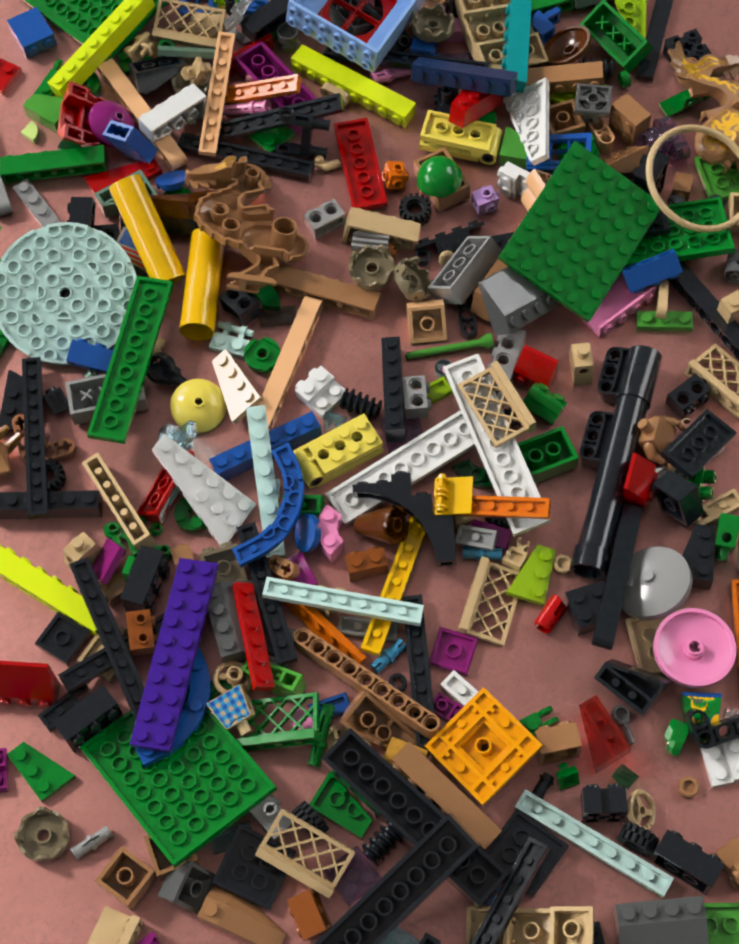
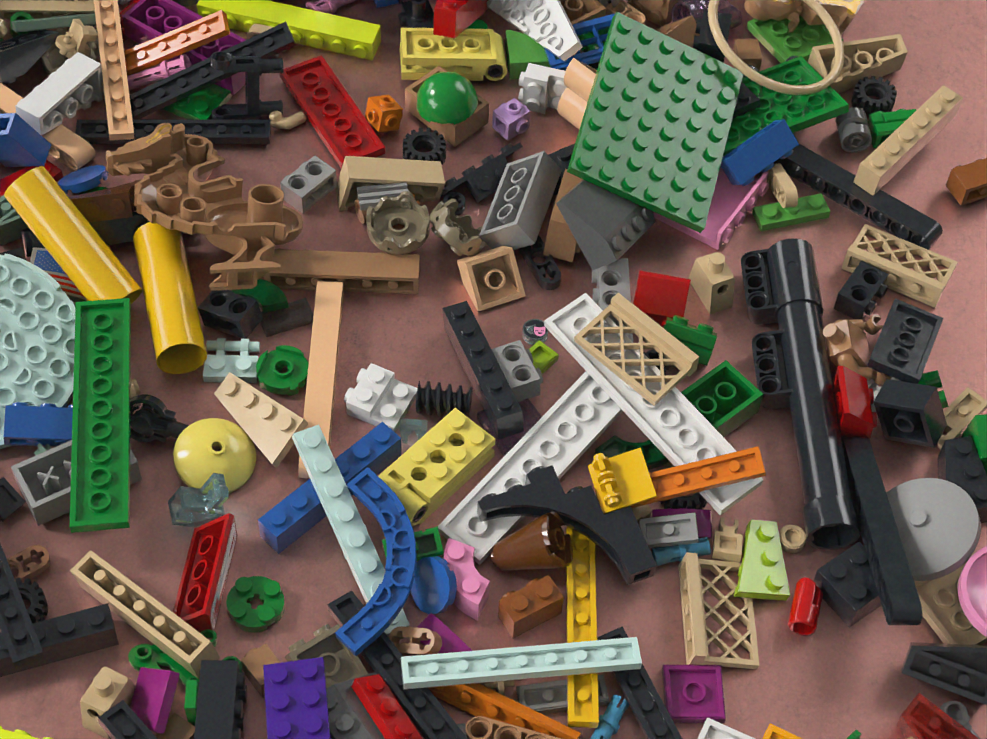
camera: 25 degrees left, 10 degrees down
(209, 495) = (271, 567): white wing -> none
(444, 257) = (486, 197): tan tile -> none
(485, 341) = (578, 285): bright green piece -> none

